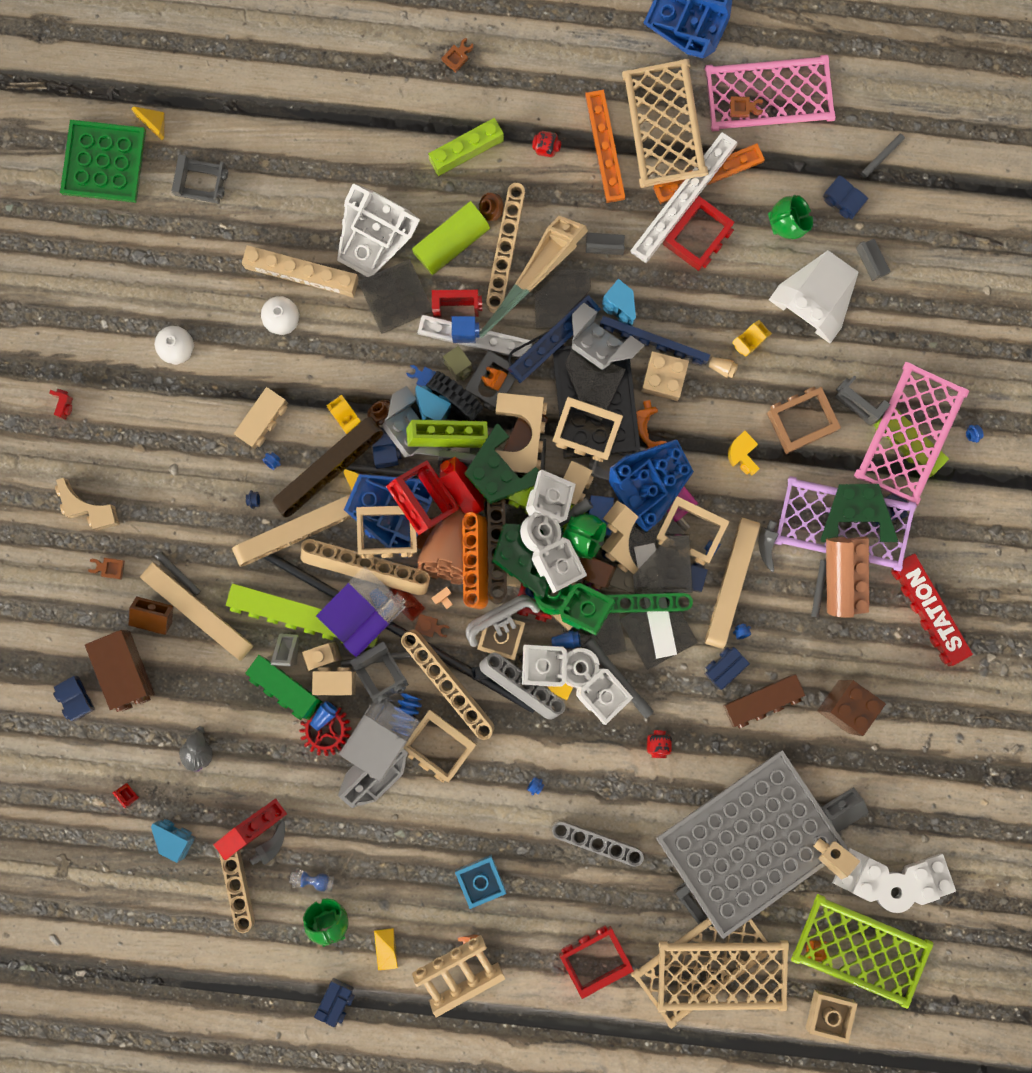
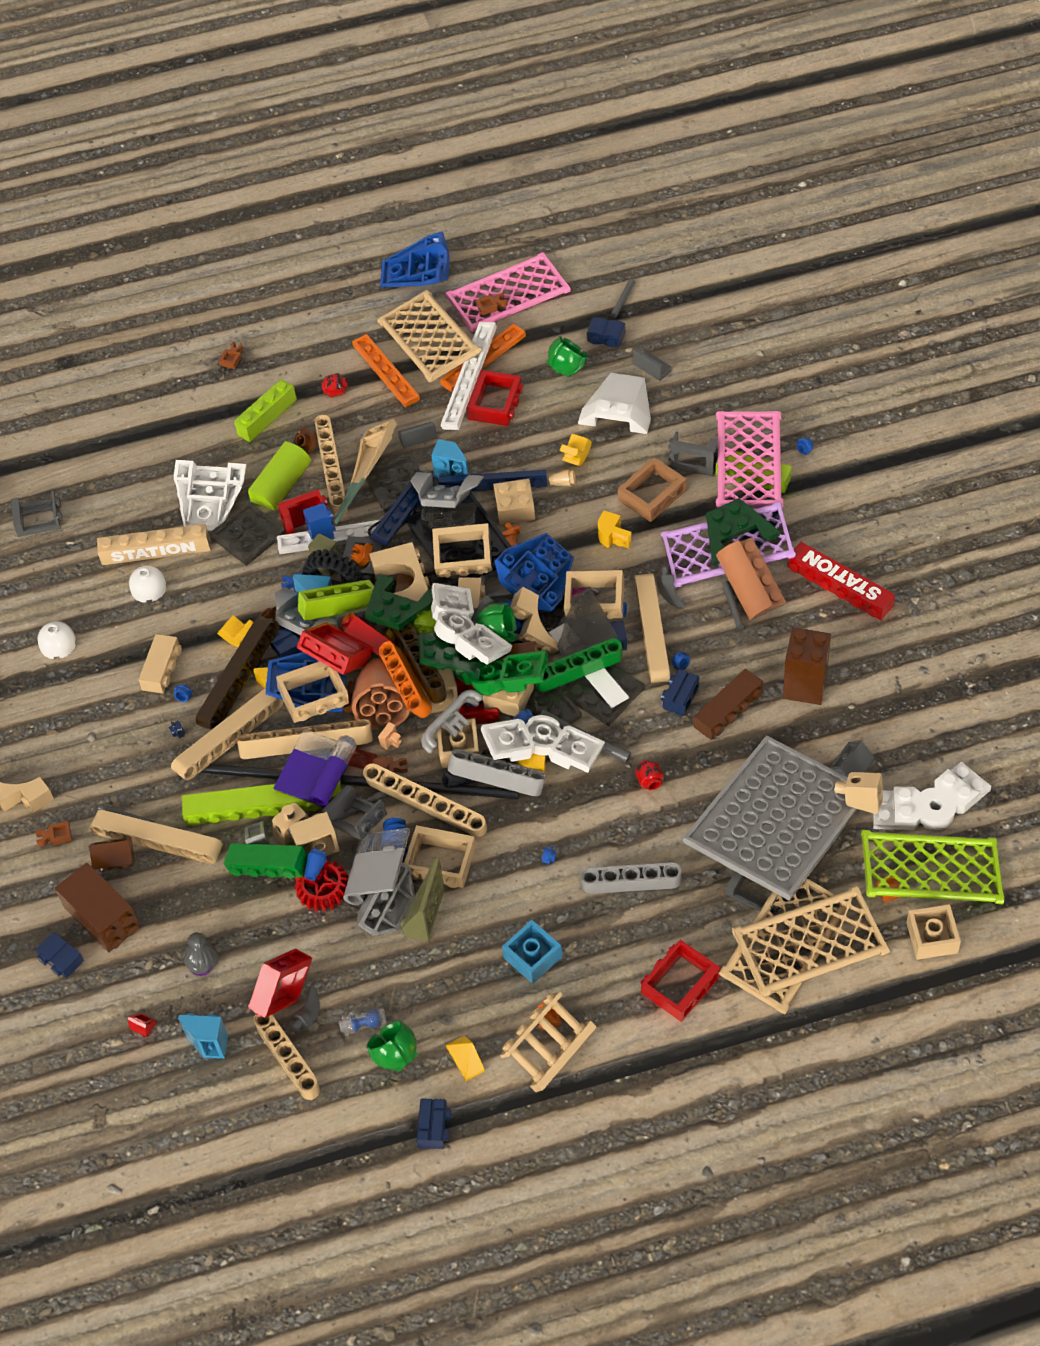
camera: 15 degrees left, 30 degrees down
(398, 802) = (425, 906): none -> olive slope

